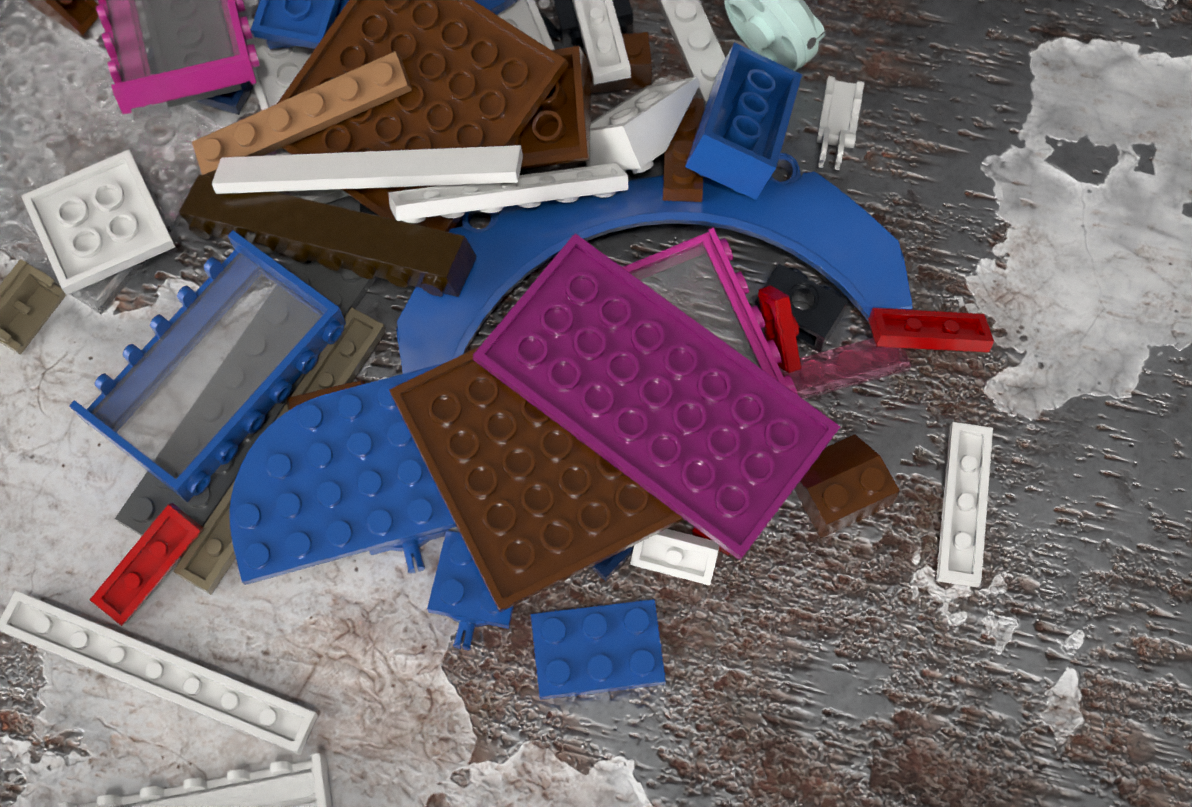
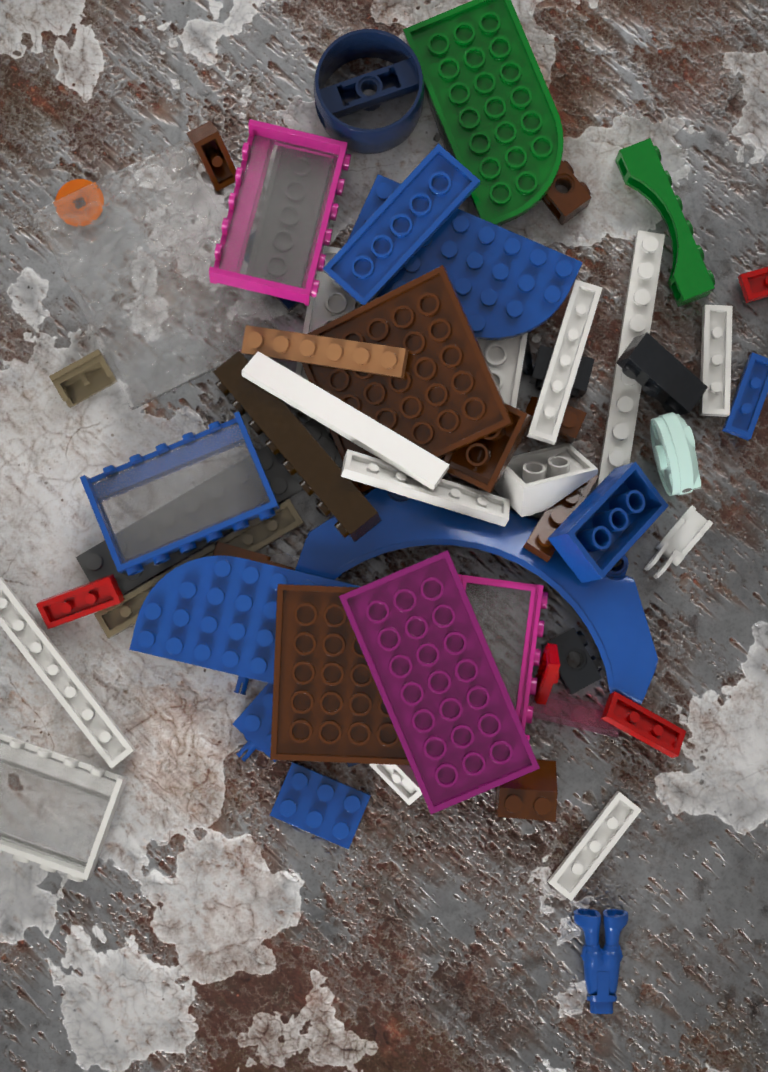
camera: 25 degrees right, 15 degrees up
(97, 222) = (158, 349): white plate -> none
(1068, 638) = (599, 963): none -> blue piece

